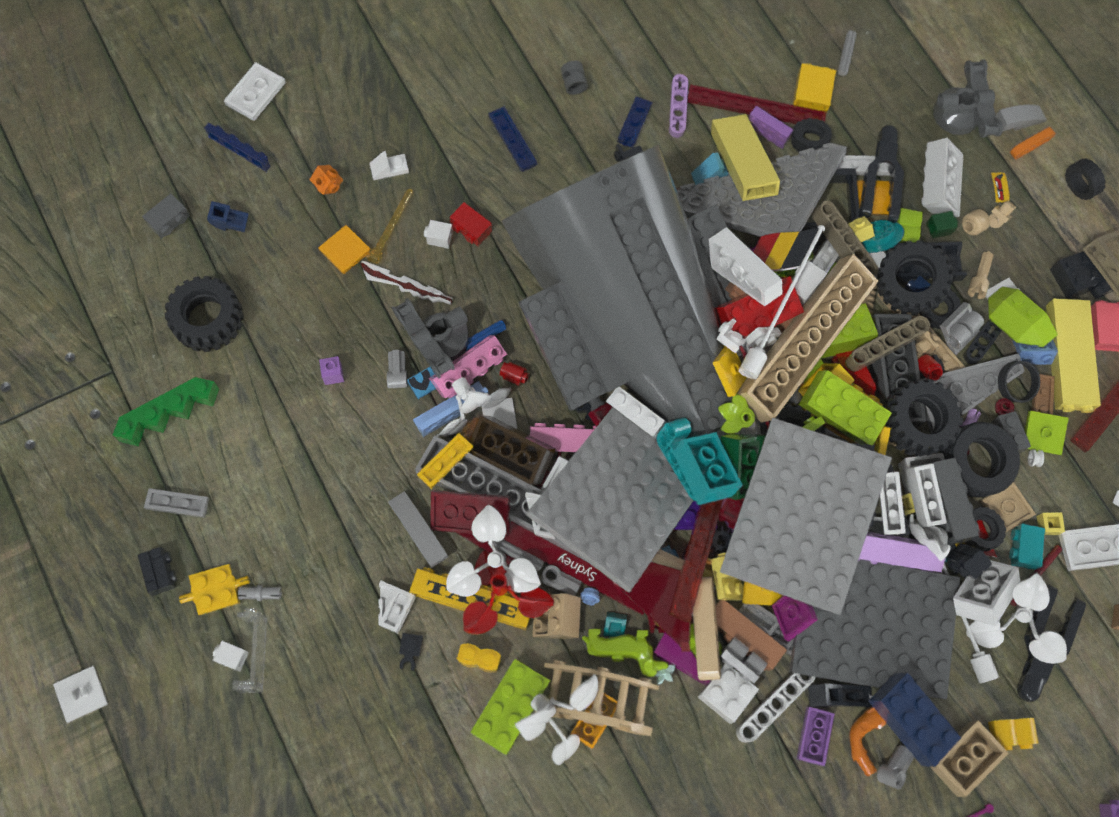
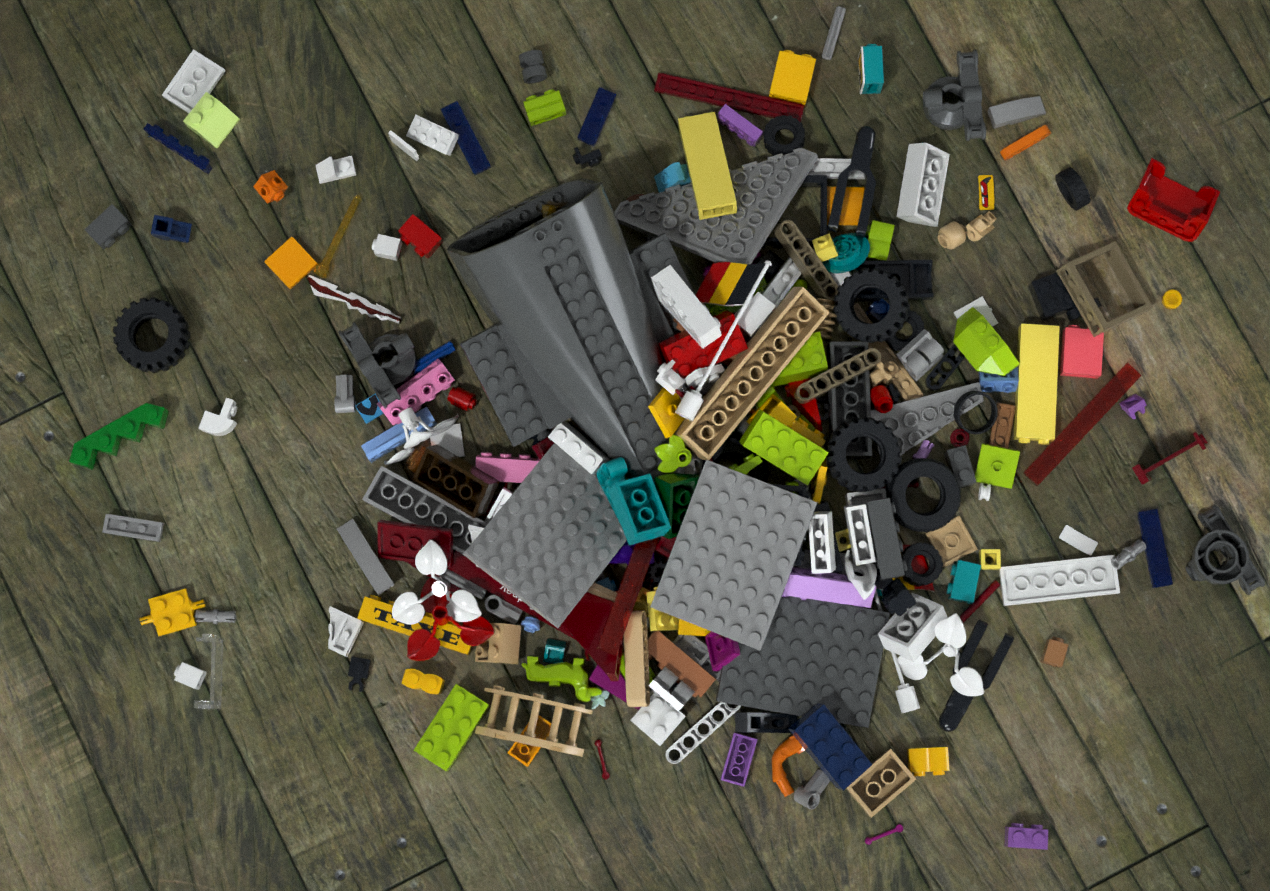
camera: 10 degrees right, 10 degrees up
(80, 694) = (52, 708): white piece -> none
(157, 571) = (118, 594): black brick -> none
(270, 122) = (211, 120): none -> yellowish green slope
(270, 399) = (220, 424): none -> white brick
(331, 370) = (279, 395): medium lavender brick -> none
(445, 460) = (390, 492): yellow tile -> none
(454, 143) = (403, 145): none -> white piece
(481, 135) = (432, 135): none -> white piece
(535, 723) = (482, 731): white plant -> none
(586, 112) = (544, 107): none -> lime brick
(674, 756) = (598, 743): none -> dark red hinge
(678, 105) = (644, 97): lavender beam -> none
(886, 79) = (870, 69): none -> teal piece
(942, 224) = (916, 237): dark green brick -> none
(980, 283) = (948, 304): tan piece -> none

